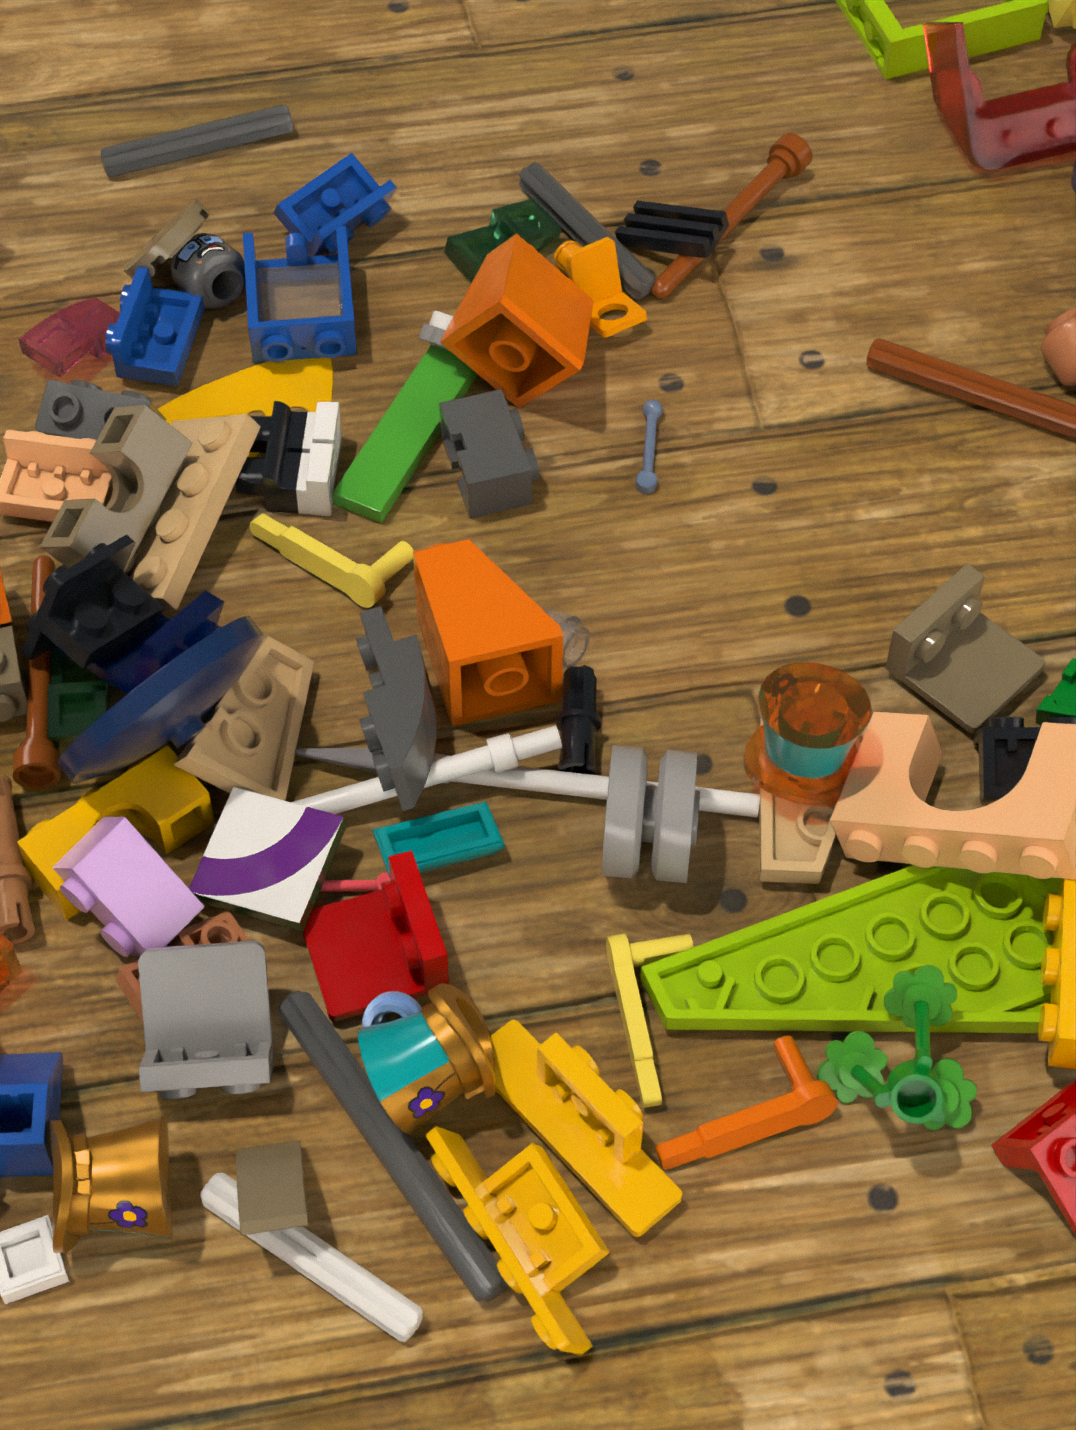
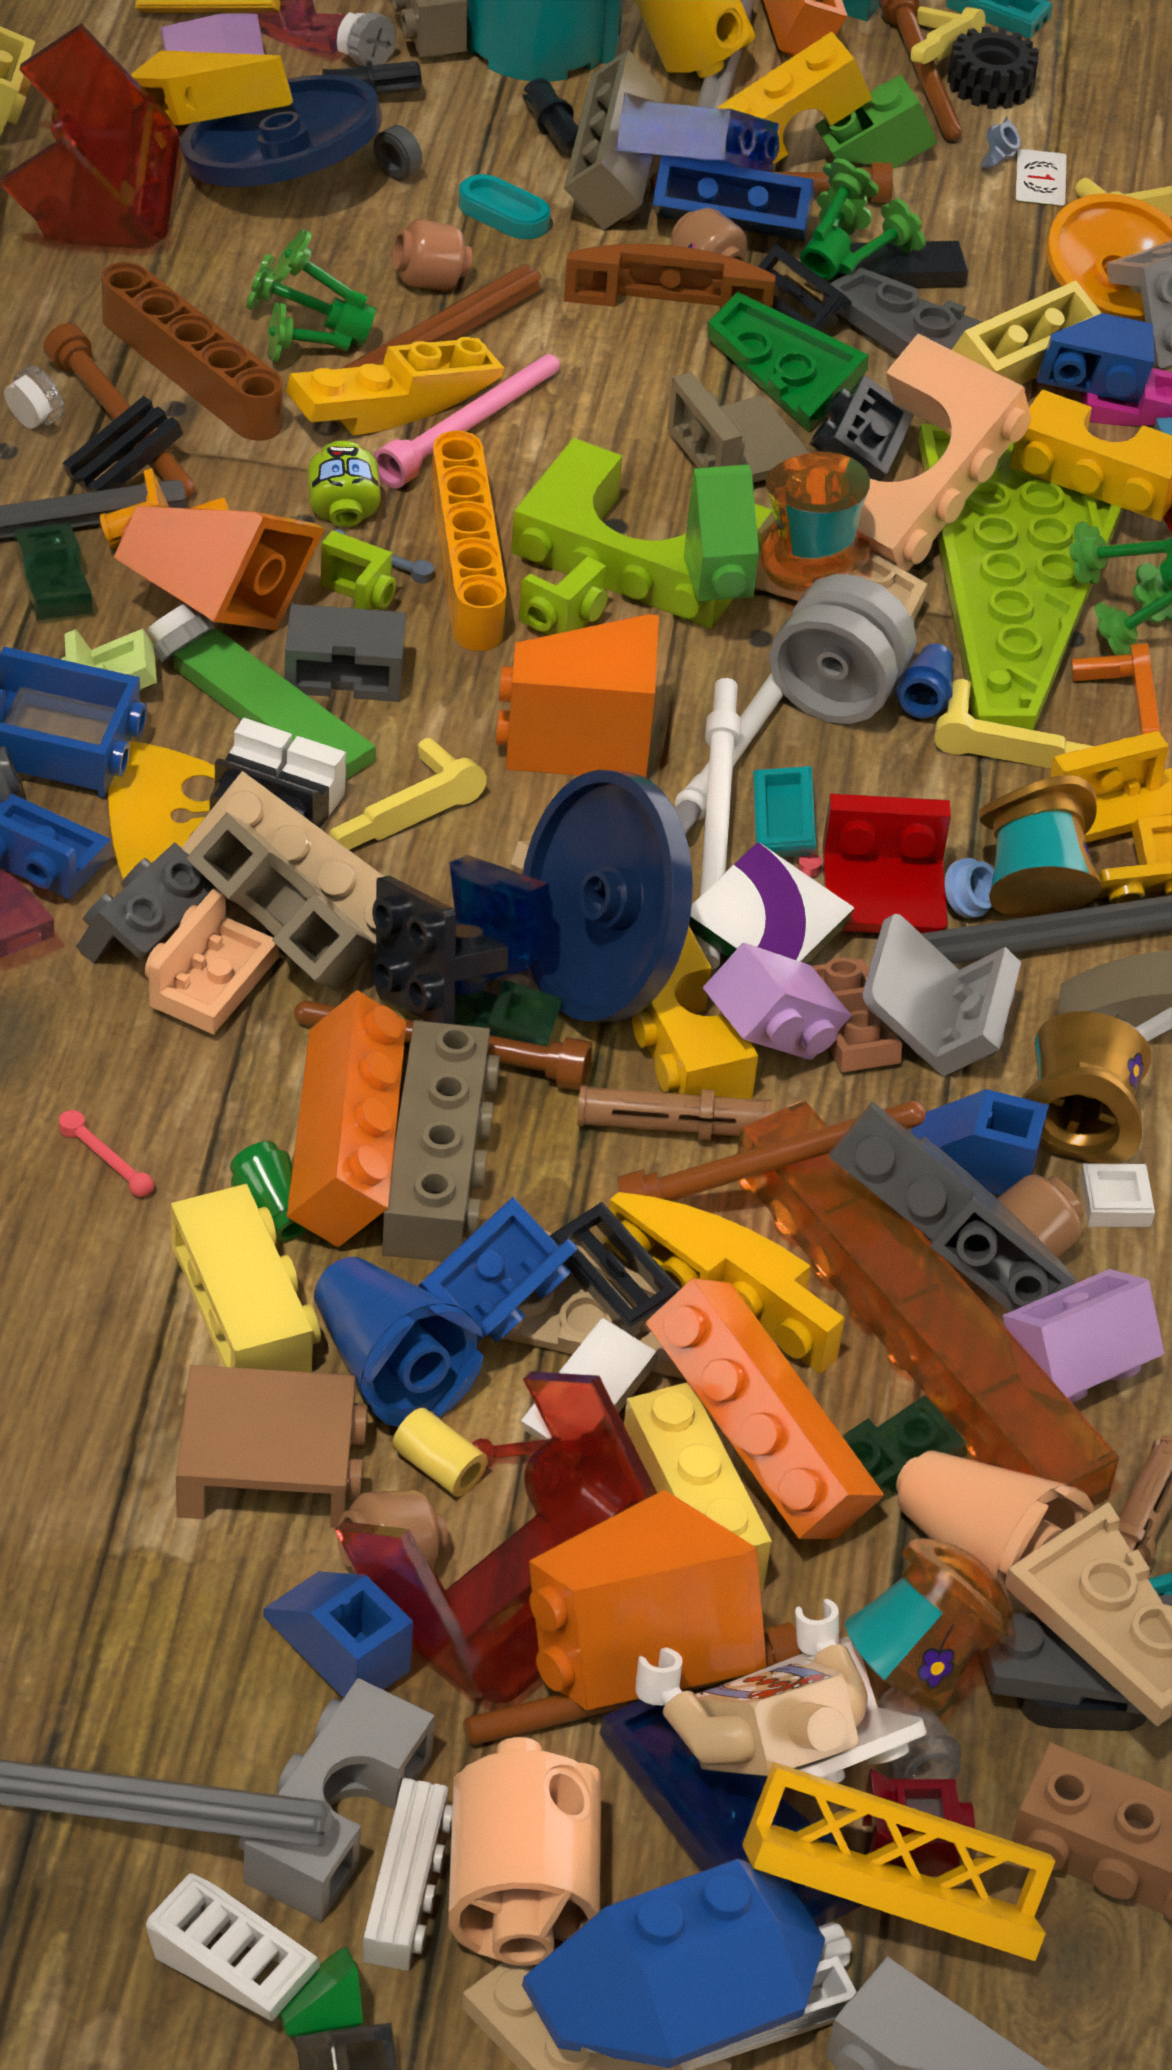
camera: 75 degrees left, 10 degrees down
(386, 304) = (126, 655): none -> yellowish green bracket
(399, 708) = (687, 767): dark grey slope -> none
(578, 721) = (694, 684): black axle -> none
(591, 445) = (357, 571): none -> lime bracket
(640, 593) = (565, 605): none -> lime bracket
(685, 493) = (468, 541): none -> light orange beam
(685, 910) = (927, 682): none -> blue cone
(702, 154) = (34, 398): none -> white piece
(710, 384) = (343, 482): none -> lime head
(714, 656) = (722, 533): none -> bright green slope
(748, 557) = (563, 525): none -> lime arch
(779, 418) = (402, 459): none -> bright pink piece
(830, 231) = (192, 351): none -> dark orange beam
(874, 387) = (407, 387): none -> yellow slope
(947, 315) = (347, 318): none -> plant

